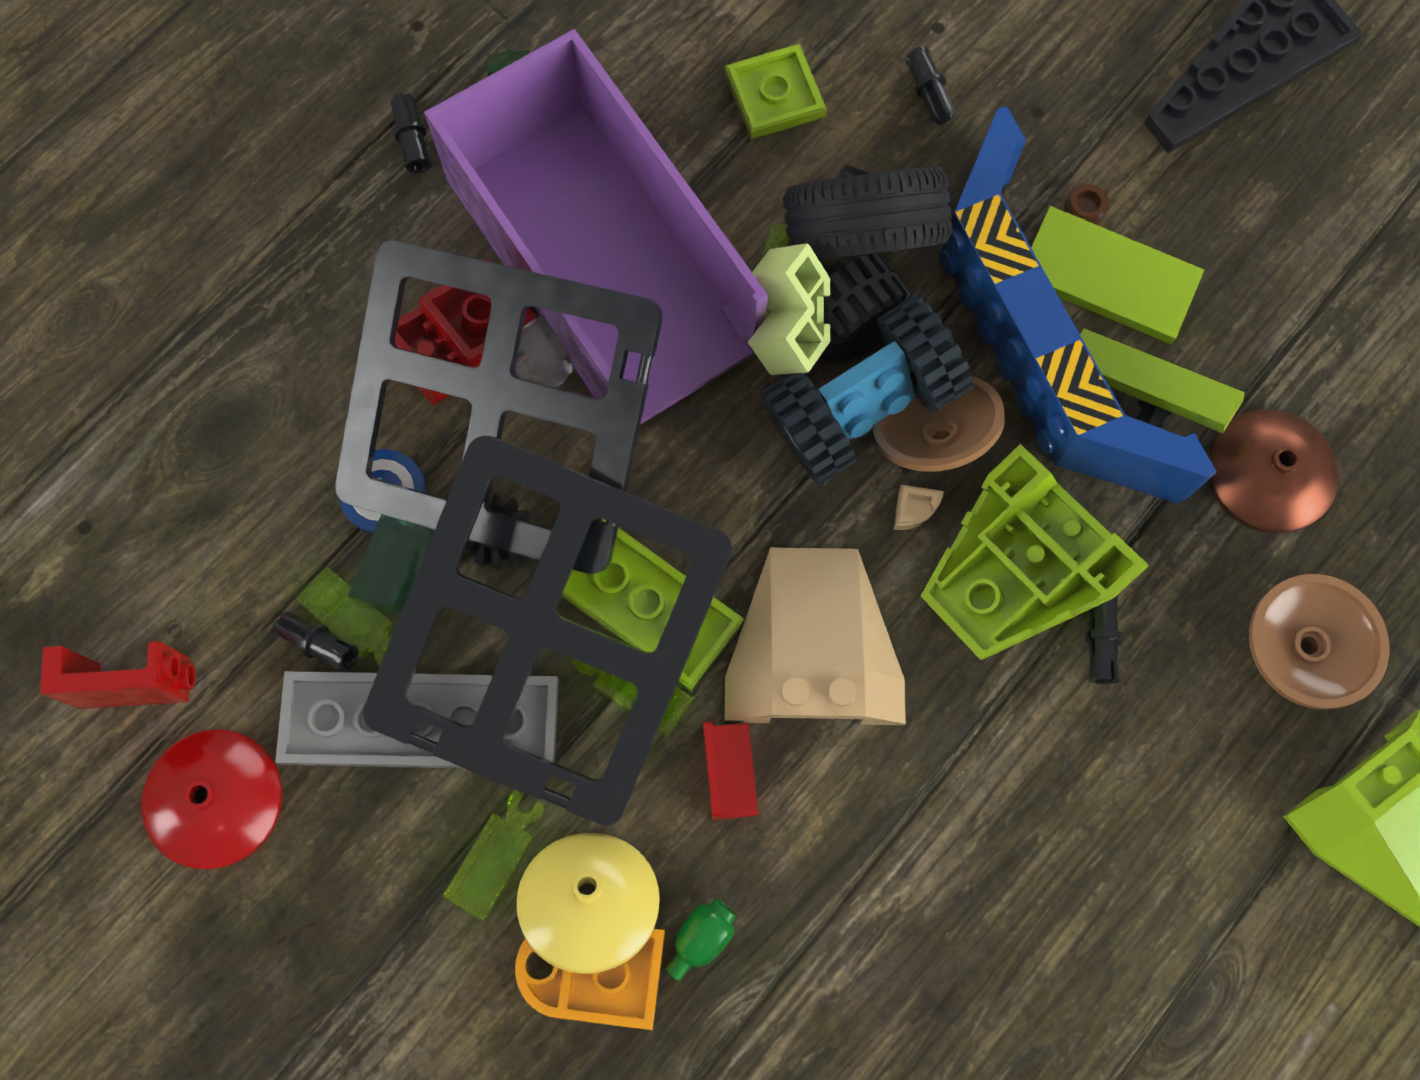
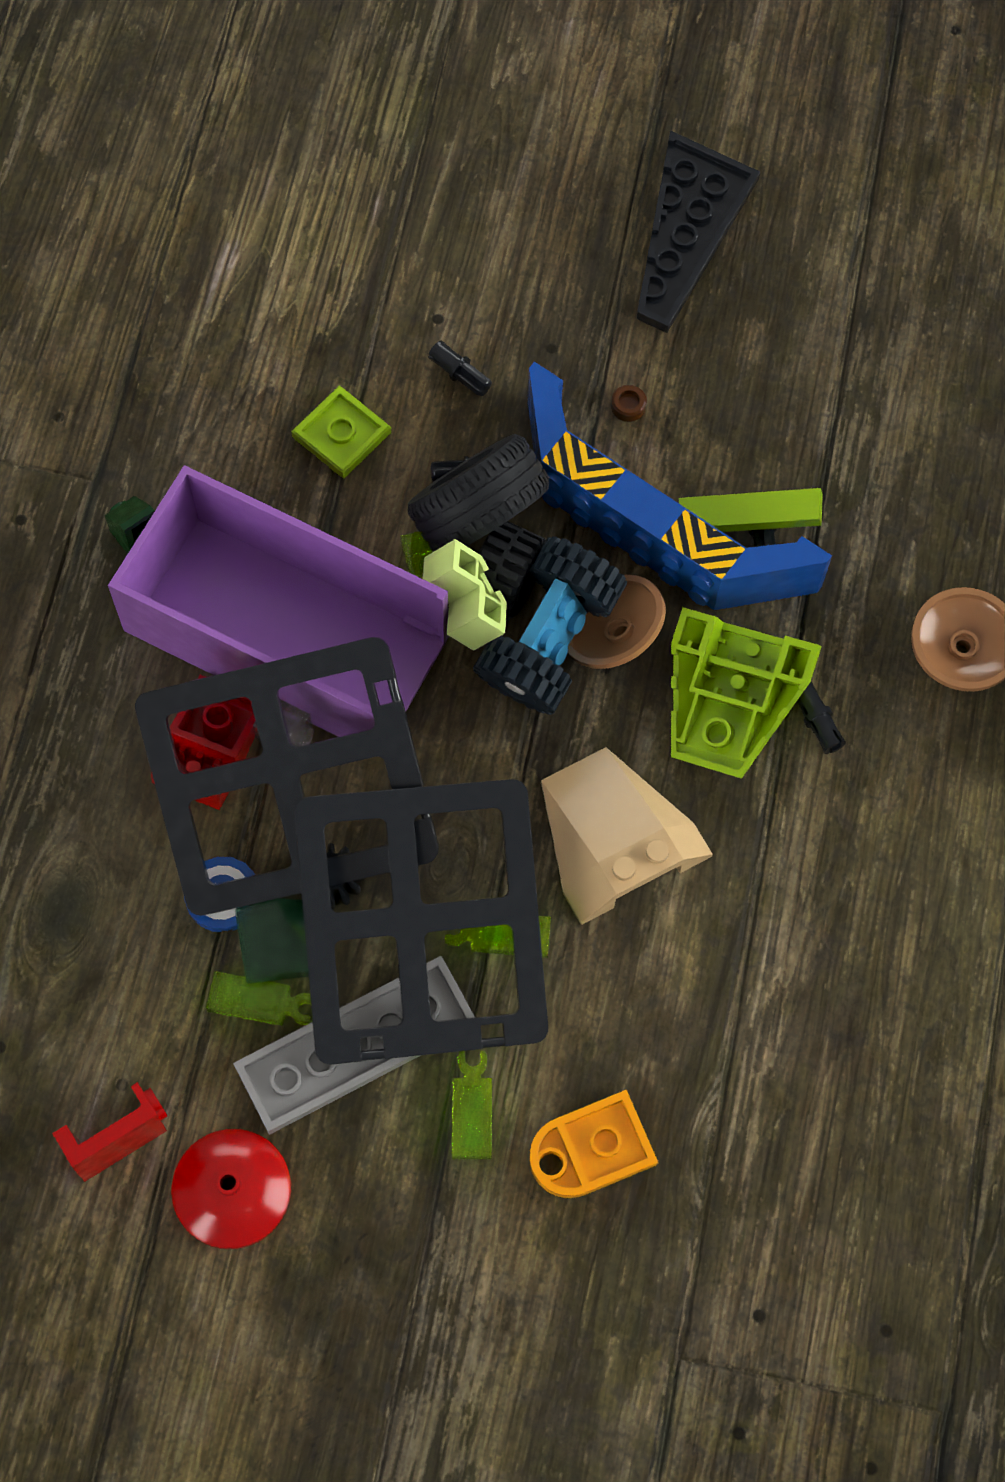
camera: 30 degrees left, 5 degrees down
(316, 641) = (241, 1029): black axle -> none
(410, 133) = (72, 608): black axle -> none
(593, 929) = (563, 1118): light yellow dish -> none
(637, 599) = (474, 868): lime tile -> none
(702, 937) = (655, 1081): green plant -> none
(730, 771) = (606, 956): red panel -> none
(915, 506) = (630, 693): tan tile -> none
(1115, 275) = (679, 445): lime tile -> none
(1258, 487) = (868, 551): copper dish -> none

